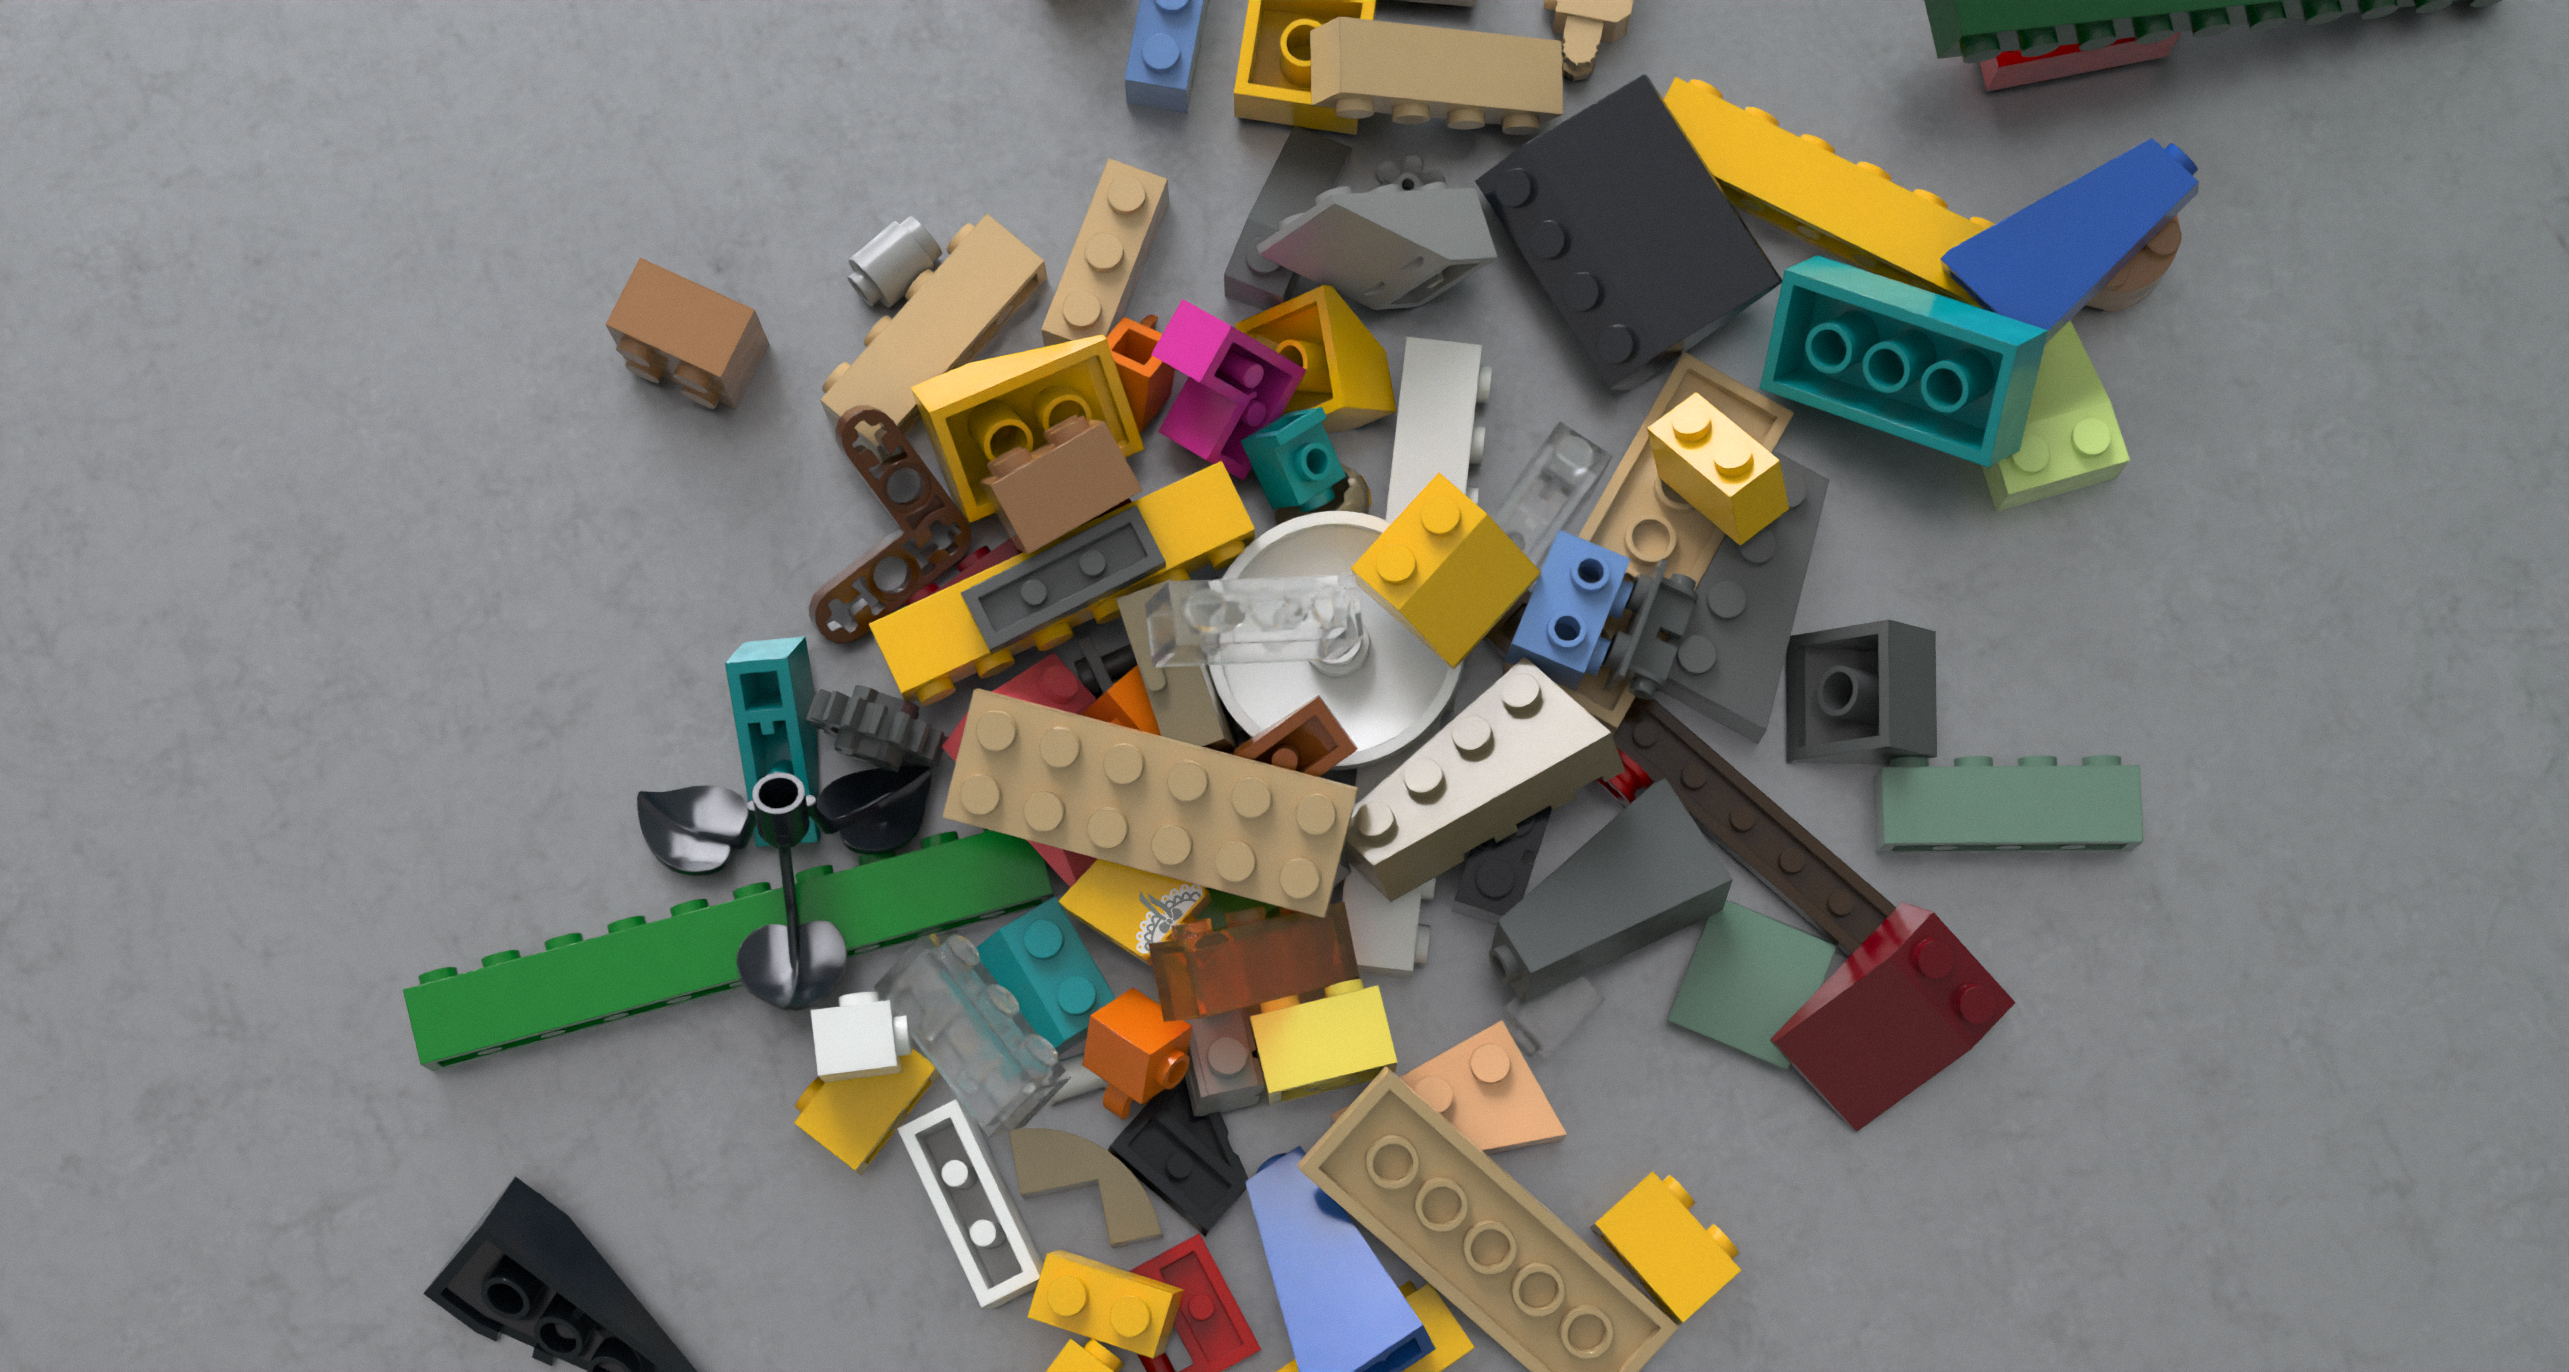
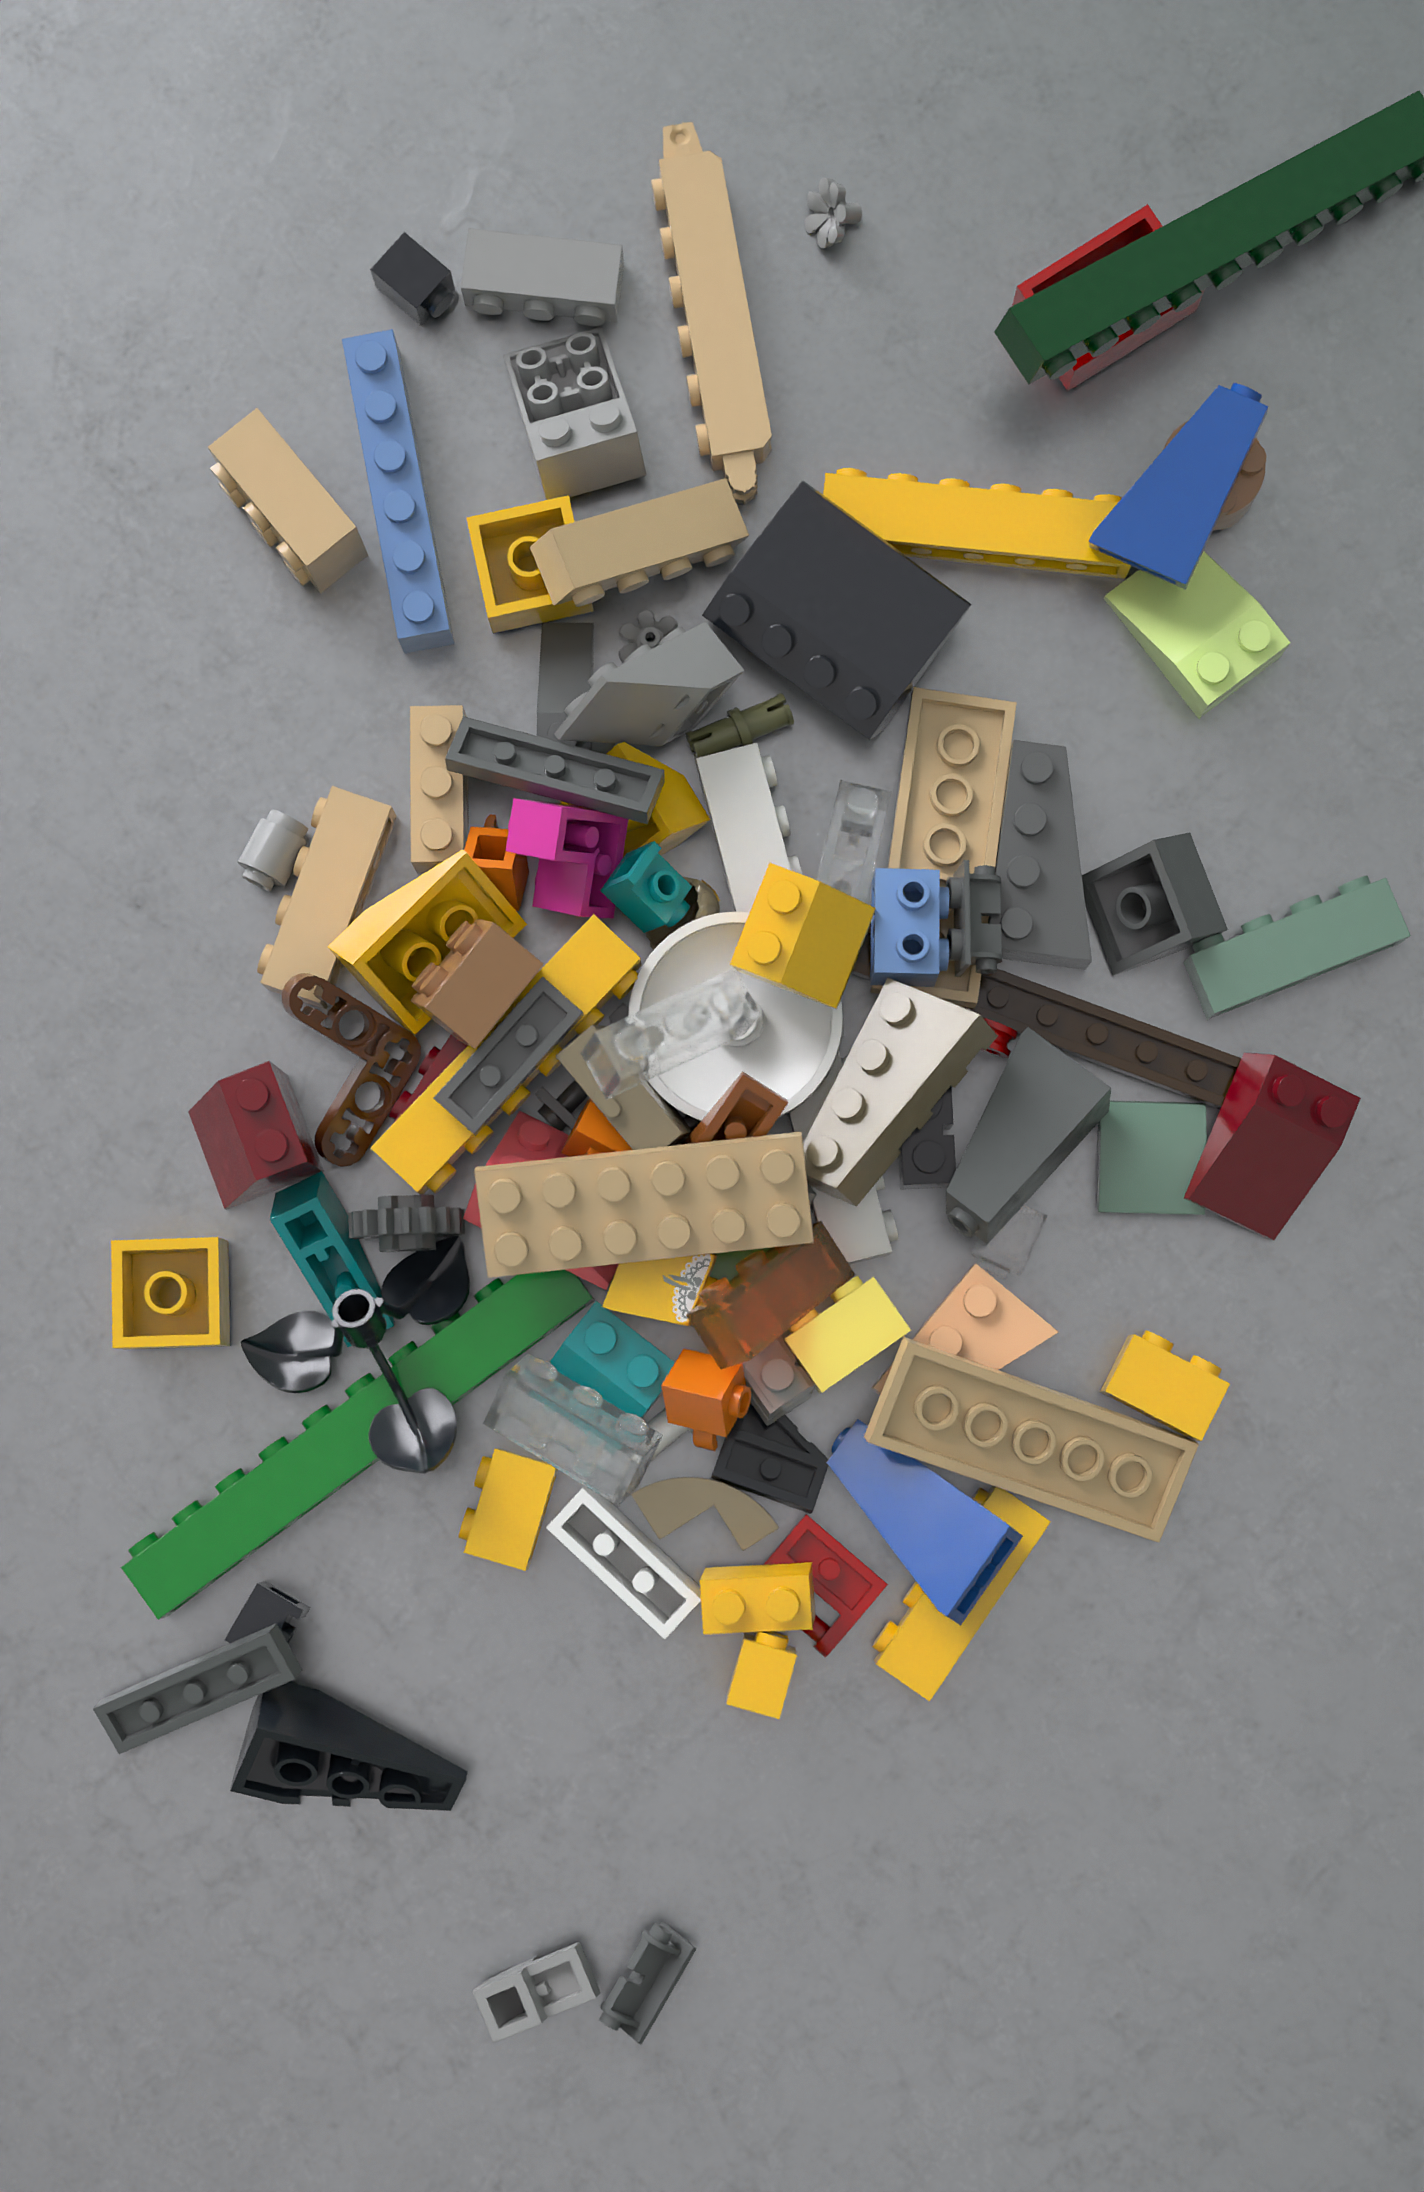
camera: 15 degrees left, 5 degrees up
(433, 1160) = (198, 1688): none -> dark grey plate
(537, 1120) = (267, 1607): none -> black brick
(581, 706) = (170, 1293): none -> yellow brick
(687, 335) = (135, 971): medium nougat brick -> none
(746, 565) = (254, 1134): none -> dark red slope
(859, 1038) = (489, 1469): white brick -> none
(1242, 286) = (555, 770): none -> dark grey plate
(1472, 323) = (740, 727): none -> olive pin
(1718, 468) = (979, 772): yellow brick -> none
(1903, 360) = (1089, 632): teal brick -> none

